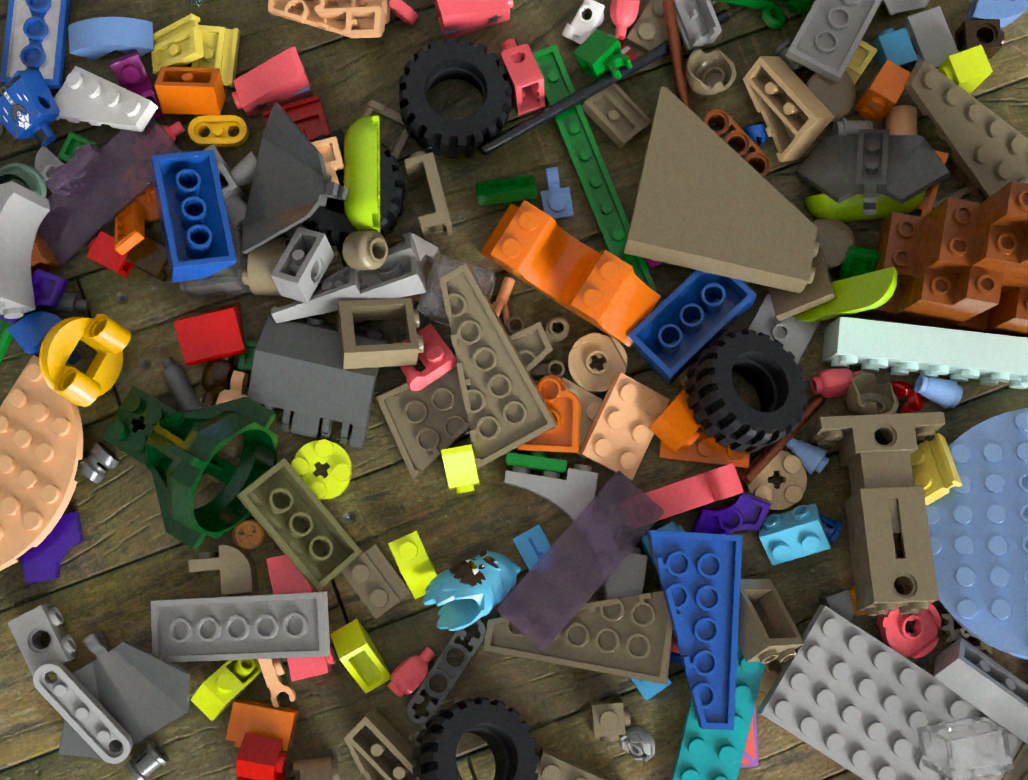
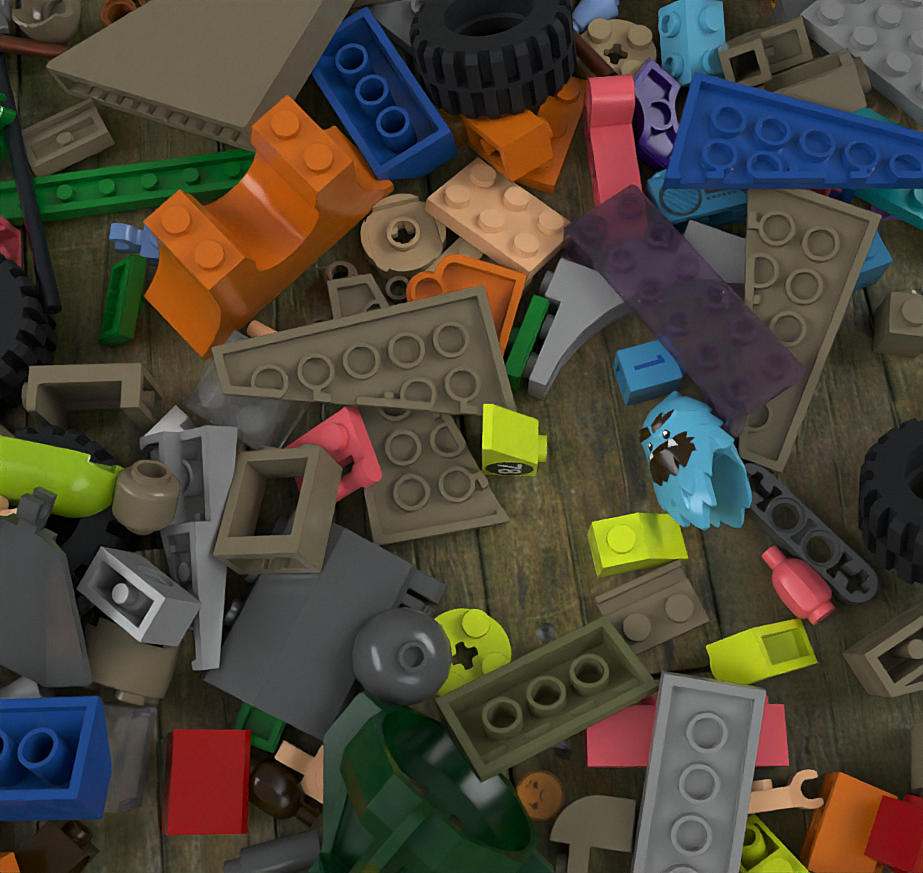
camera: 70 degrees left, 10 degrees down
(306, 431) = (402, 656): none -> dark grey cylinder
(793, 579) = (759, 53): none -> dark tan brick

